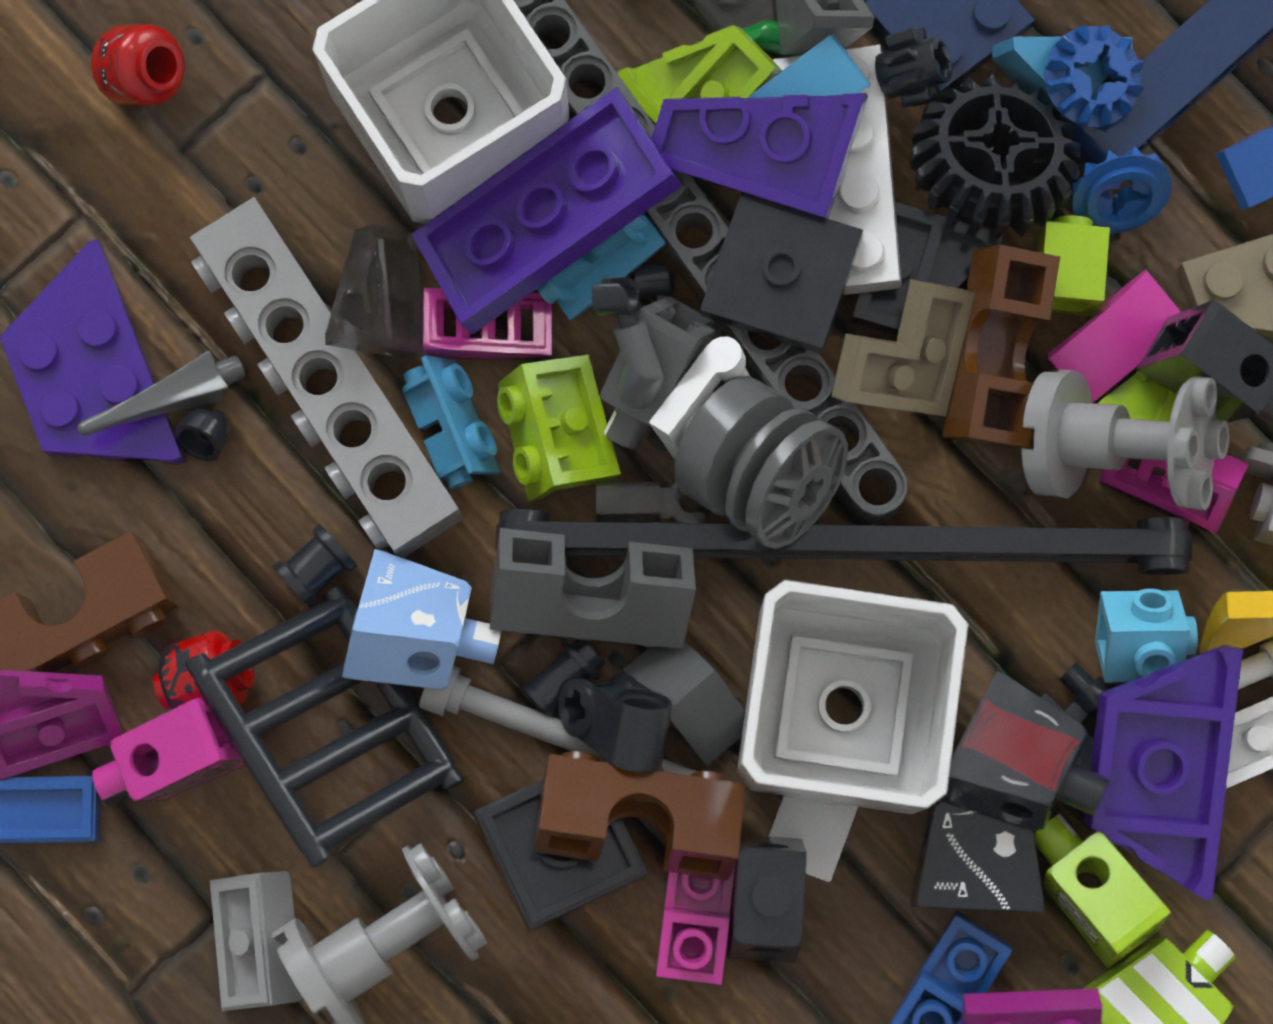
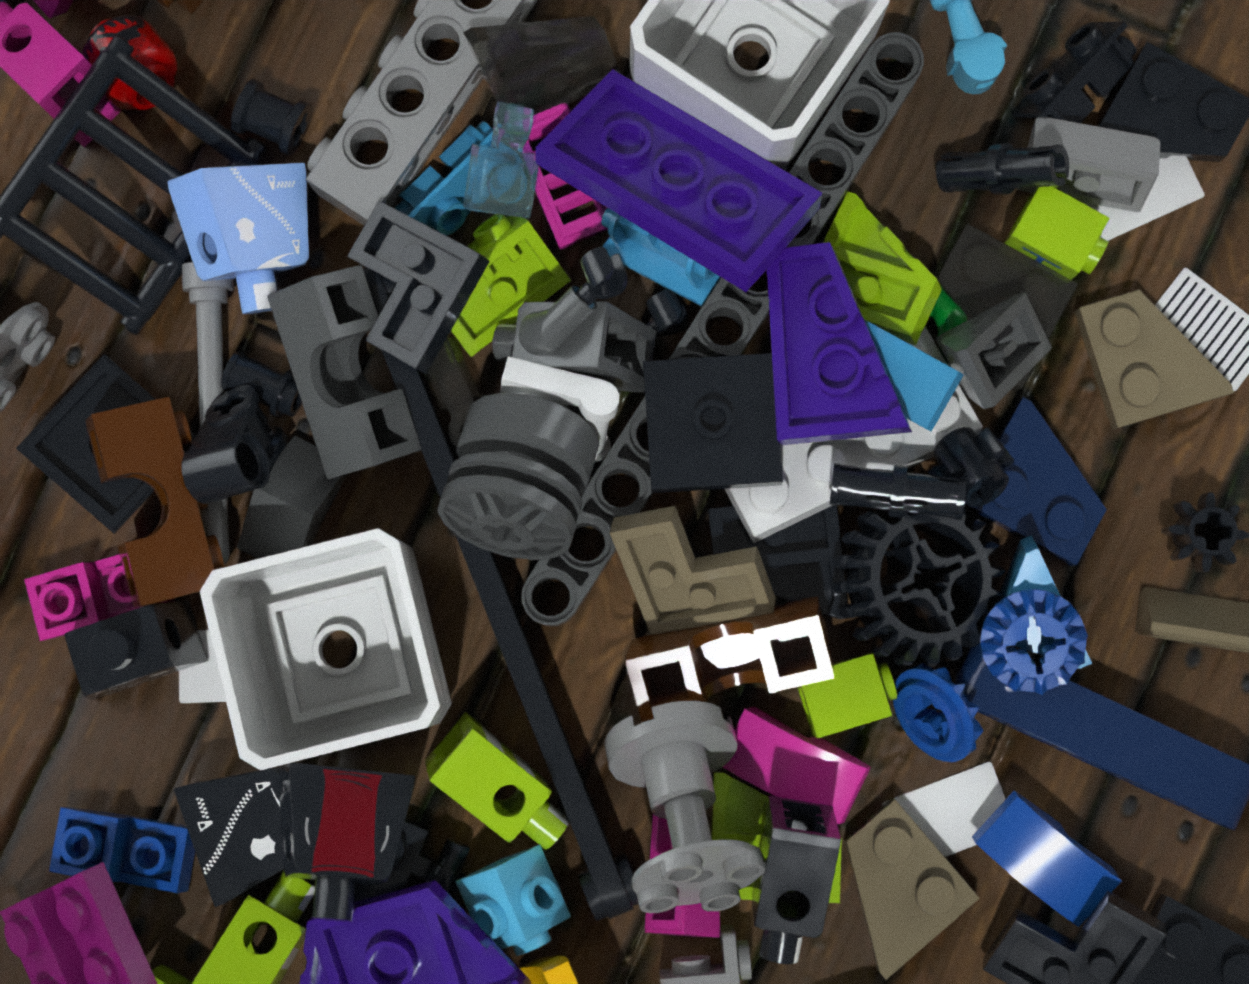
camera: 65 degrees right, 5 degrees up
(466, 367) = (502, 174): none -> clear light blue plate
(542, 468) = (431, 281): none -> black plate
(913, 133) = (898, 491): none -> black pin
(1029, 608) = (471, 769): none -> lime torso
(1208, 215) = (954, 807): none -> white sticker

